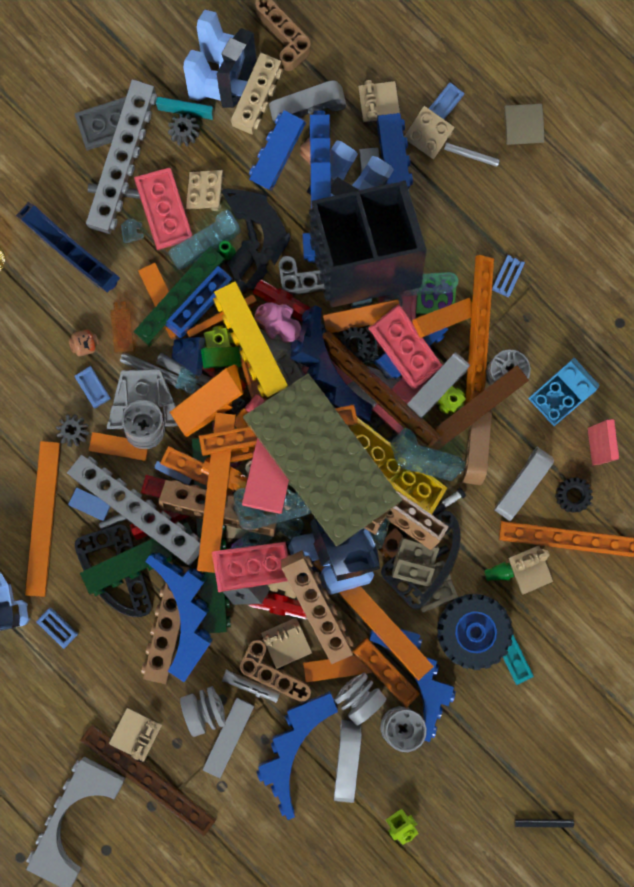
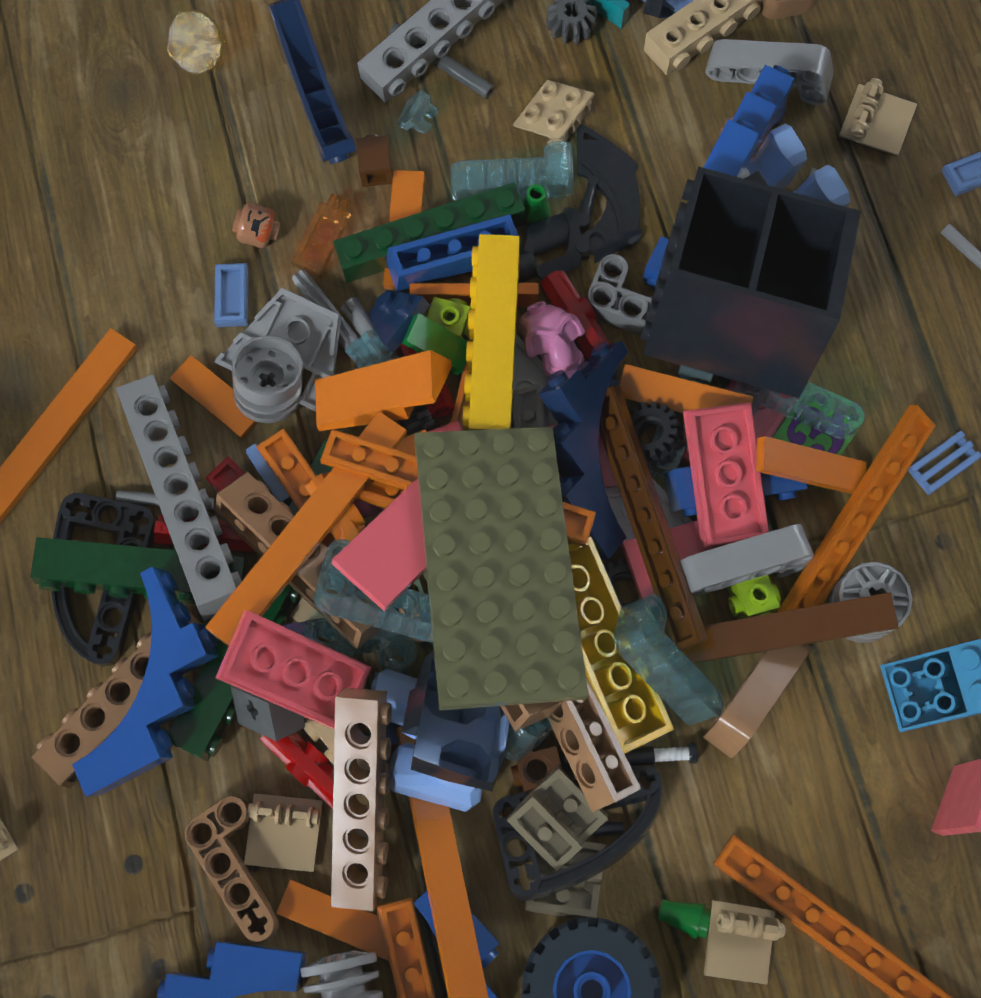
camera: 40 degrees right, 10 degrees down
(68, 437) = (159, 327): dark grey gear -> none
(89, 504) = (122, 455): medium blue tile -> none
(125, 270) = (374, 160): none -> reddish brown brick
(163, 208) = (480, 104): coral tile -> none
(202, 711) = (87, 862): light grey wheel -> none
(228, 737) = (104, 931): light grey tile -> none
(251, 686) = (188, 868): light grey pin -> none
(277, 150) = (690, 105): blue brick -> none
(393, 147) = (869, 185): blue brick -> none
(429, 132) = (931, 196): tan hinge -> none
(524, 484) = (802, 795): light grey beam -> none
(582, 487) = (897, 854): black tyre -> none

